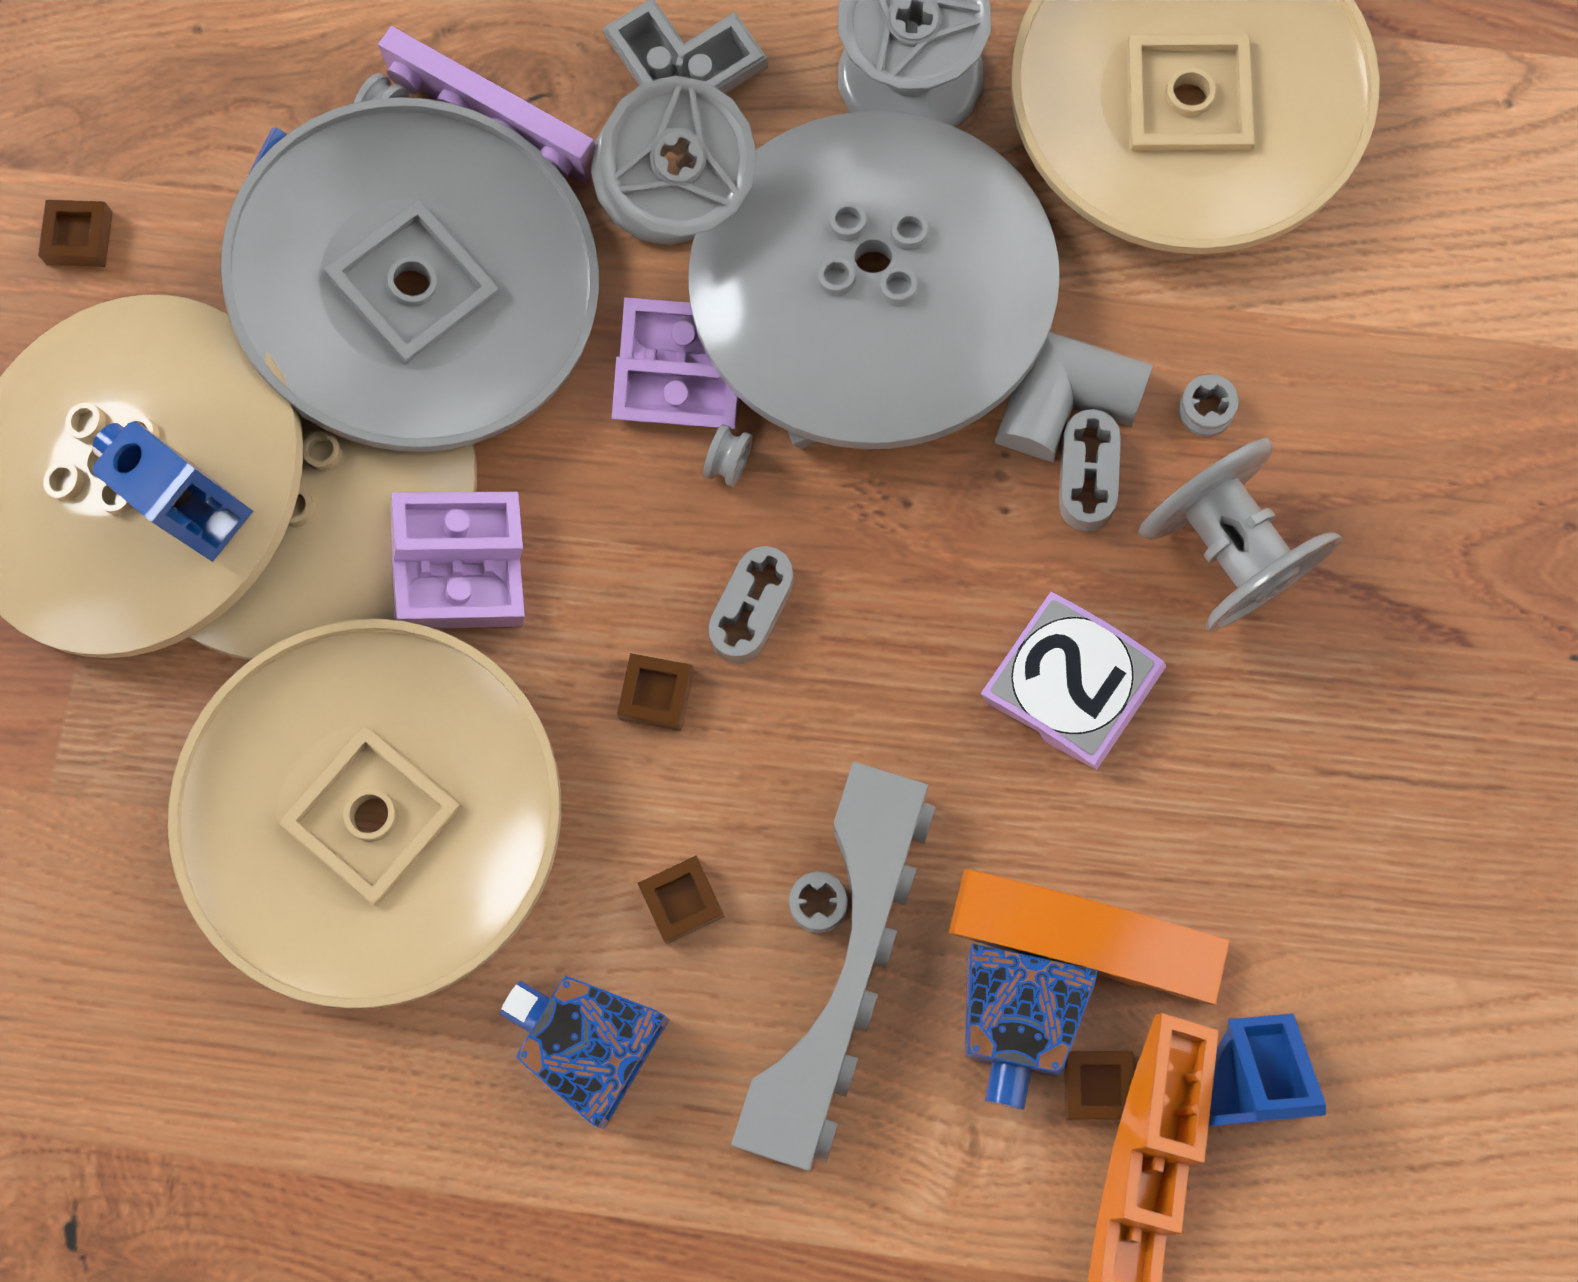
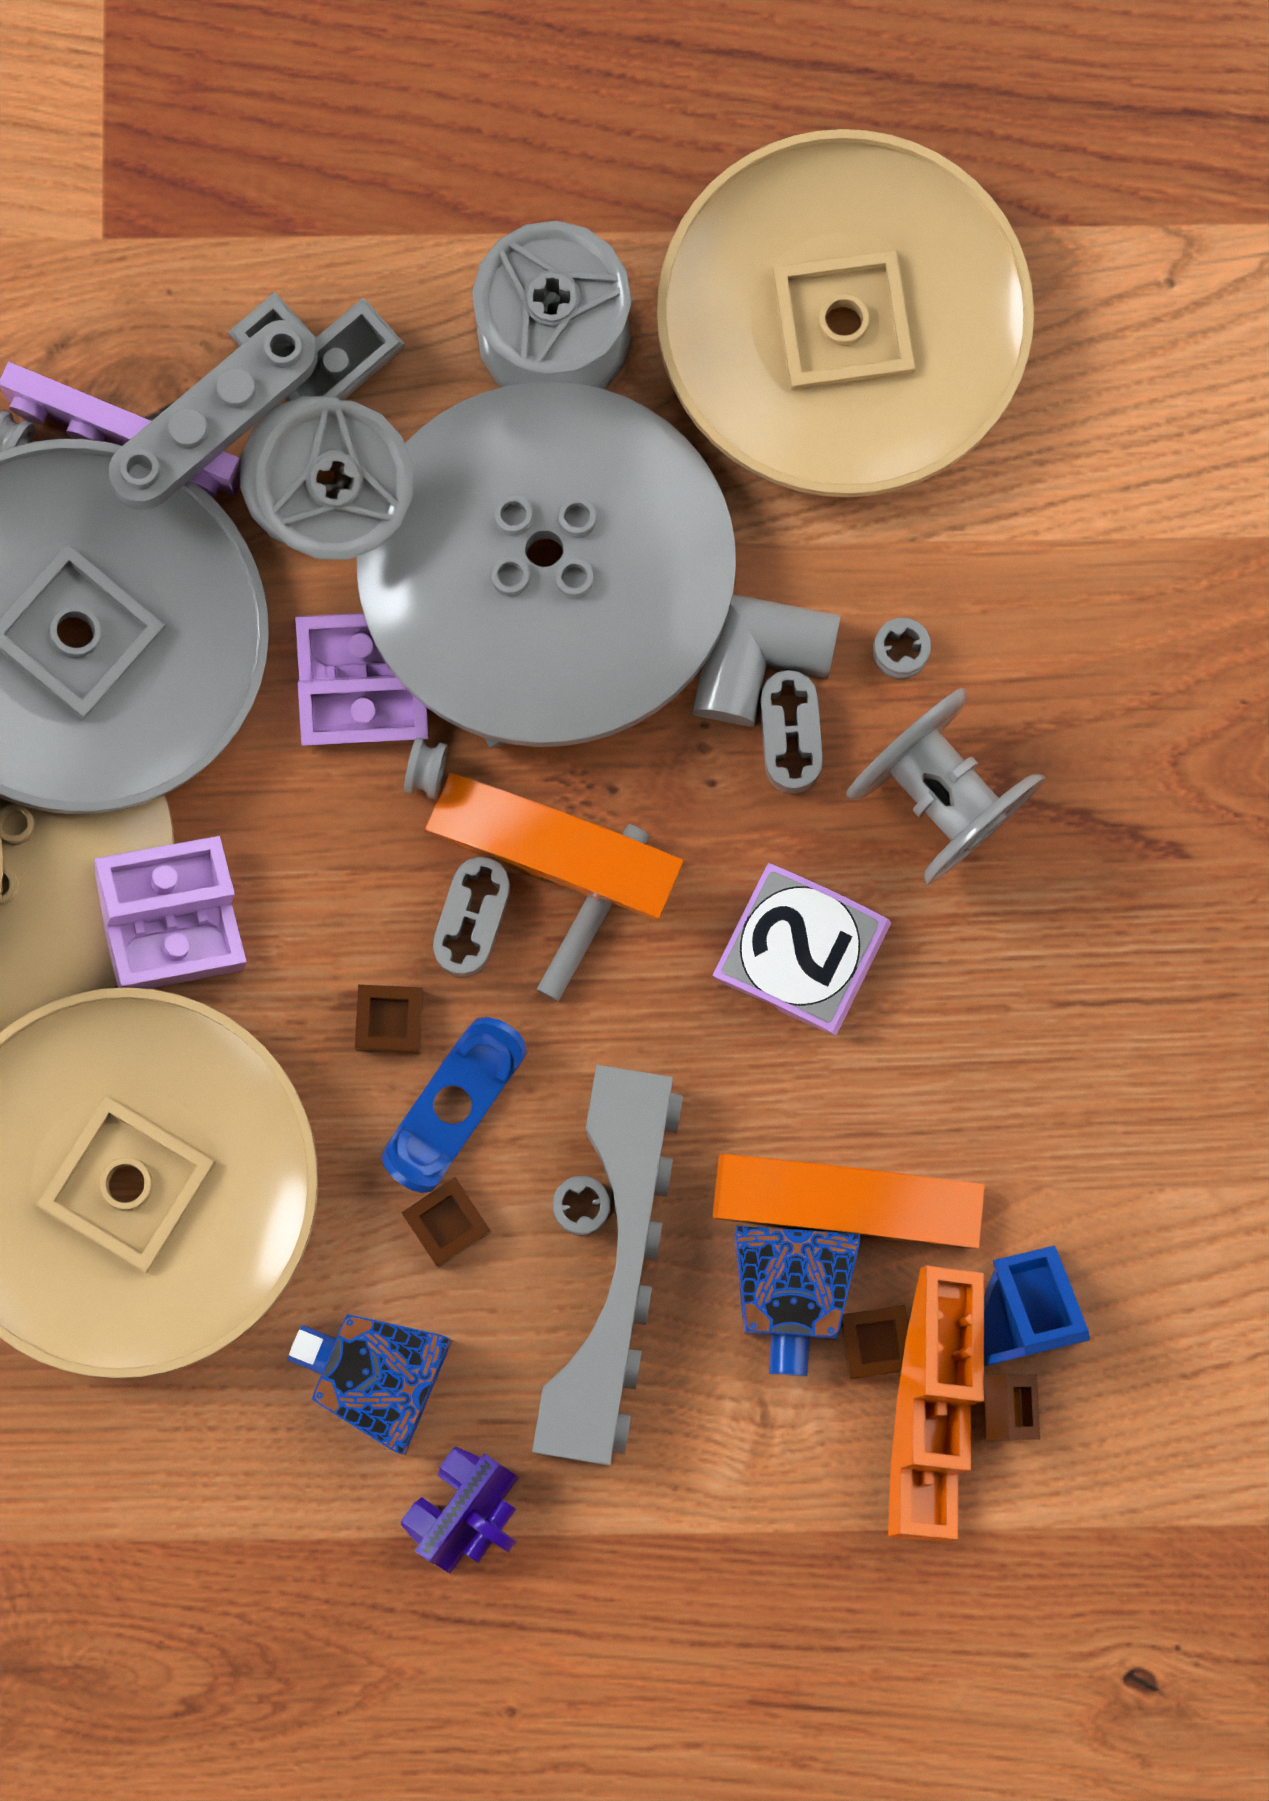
camera: 15 degrees left, 5 degrees up
(572, 95) = (212, 415): none -> light grey plate
(660, 1203) = (472, 1516): none -> dark purple hips
(738, 750) = (479, 1065): none -> blue piece
(844, 546) = (554, 846): none -> orange slope
(870, 617) = (579, 936): none -> light grey bar
(1231, 1173) = (1011, 1407): none -> reddish brown tile

